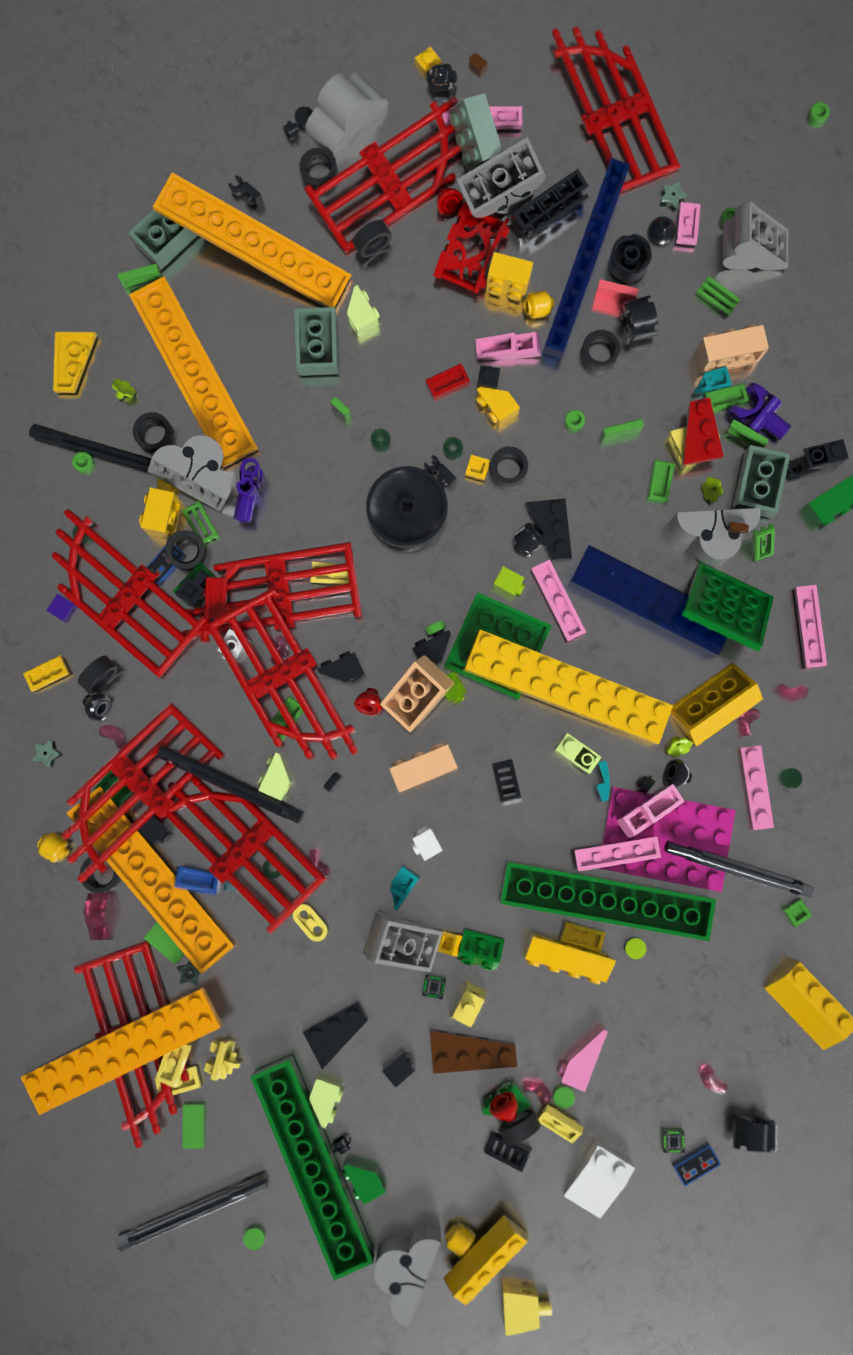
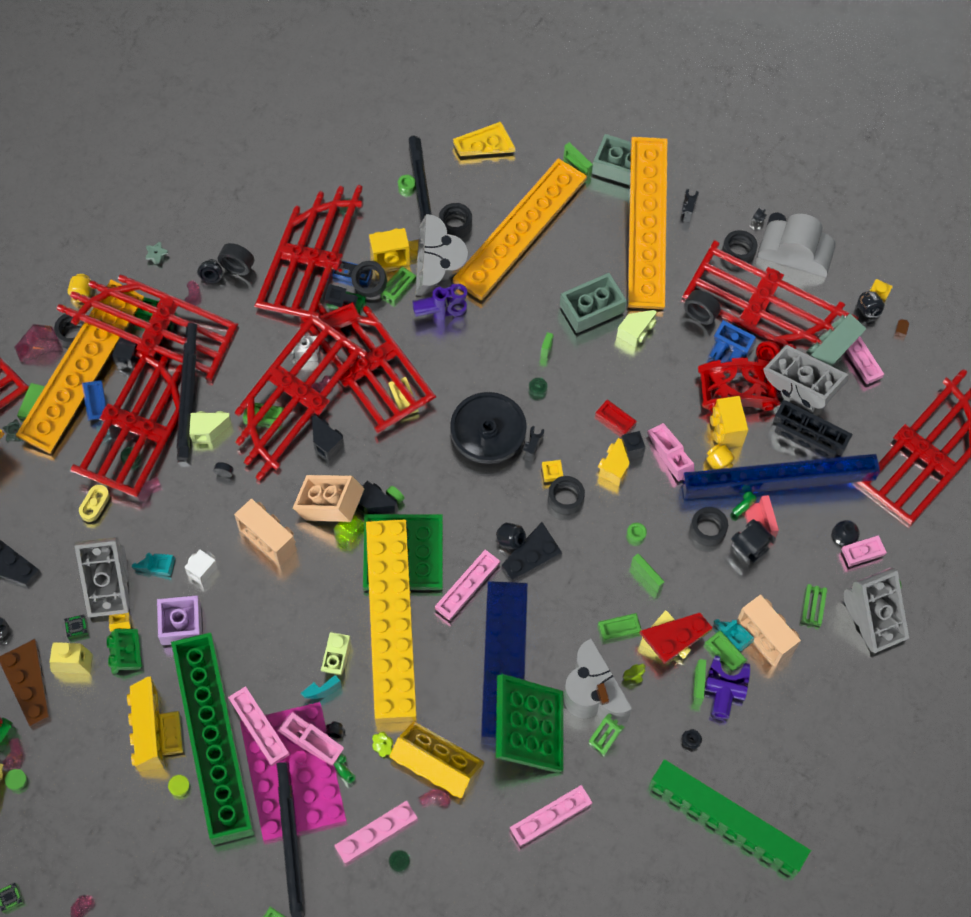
camera: 60 degrees right, 20 degrees down
(46, 673) = (221, 226): yellow plate -> none
(61, 607) = (280, 216): dark purple tile -> none
(123, 388) = (480, 185): lime plant -> none
(368, 702) = (305, 466): red brick -> none
(424, 223) = (733, 338): none -> blue brick
(453, 441) = (560, 440): clear green plate -> none
(476, 886) = (178, 618): none -> lavender brick
(509, 582) = (463, 537): lime brick -> none
(511, 799) = (280, 620): black slope -> none
(581, 1062) = (48, 779): bright pink slope -> none
(595, 305) = (749, 500): none -> green arm
(628, 247) = (793, 516): black brick -> none
(669, 198) = (878, 528): sand green plate -> none
(677, 773) = (357, 753): black brick -> none
(689, 791) = (343, 770): none -> green arm
(761, 480) = (662, 709): sand green brick -> none
(793, 694) = (479, 828): clear pink arm -> none
(826, 455) = (716, 757): black slope -> none

